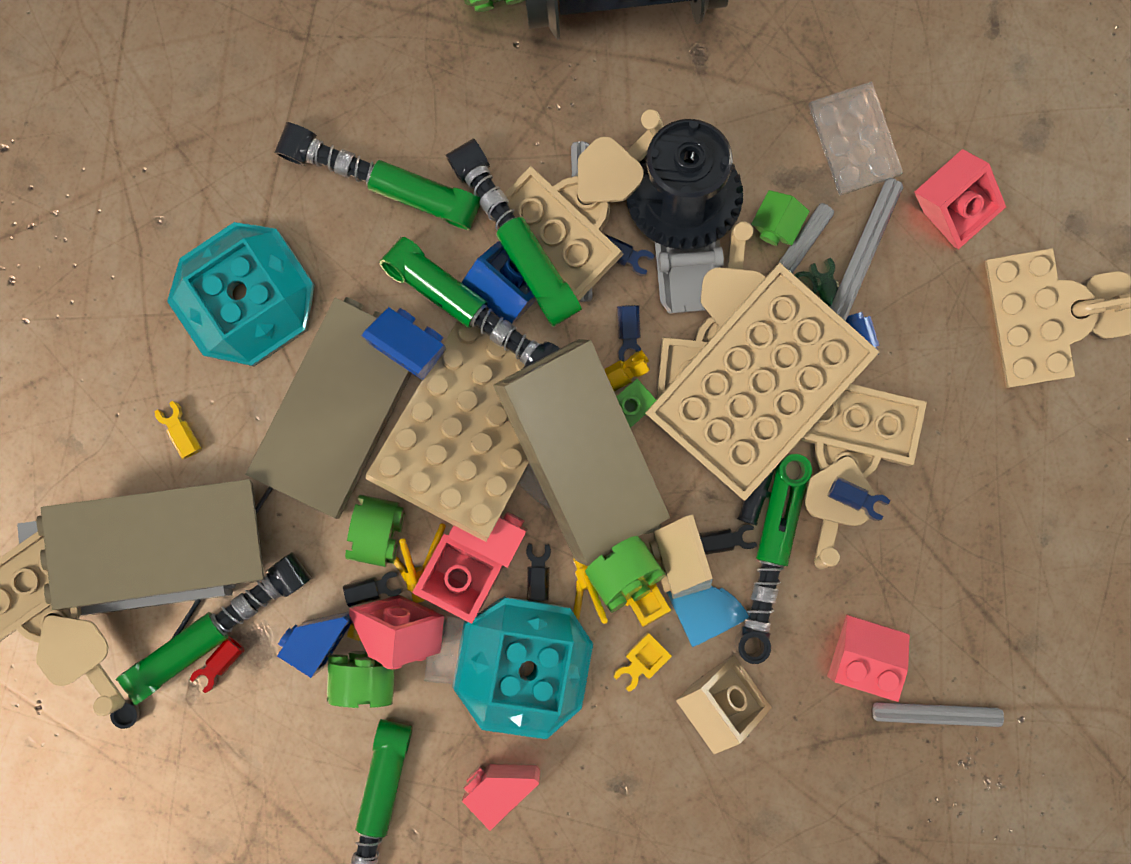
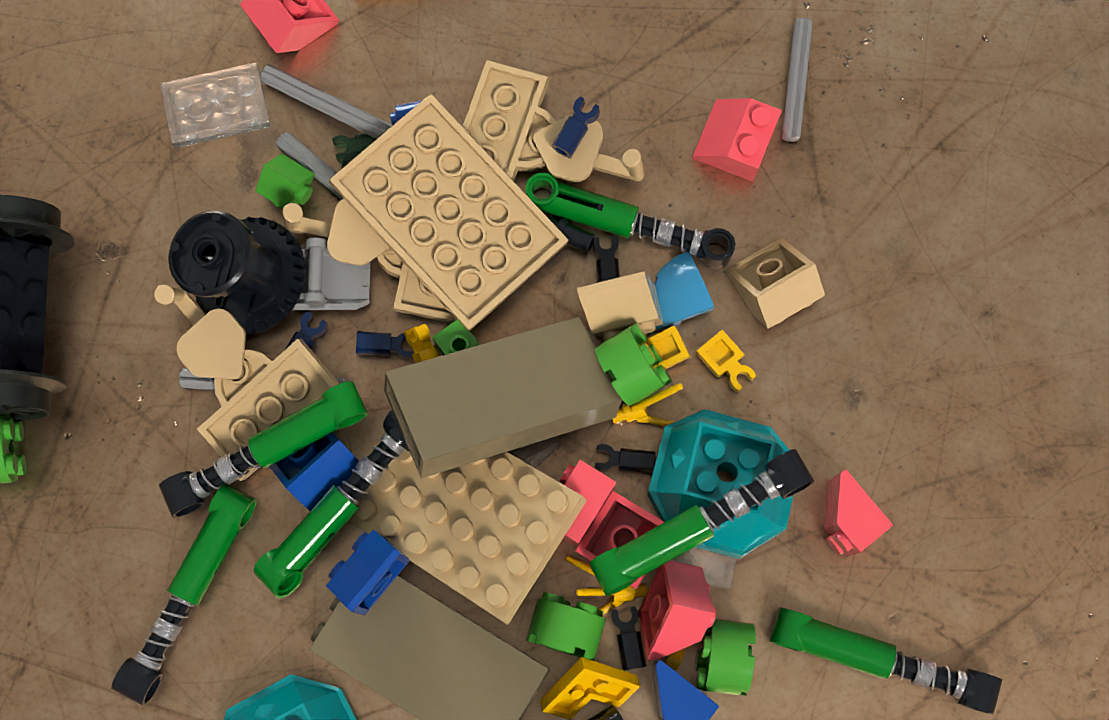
camera: 85 degrees left, 10 degrees down
(327, 555) = (585, 682): none -> yellow plate
(472, 647) = (625, 564): none -> piece

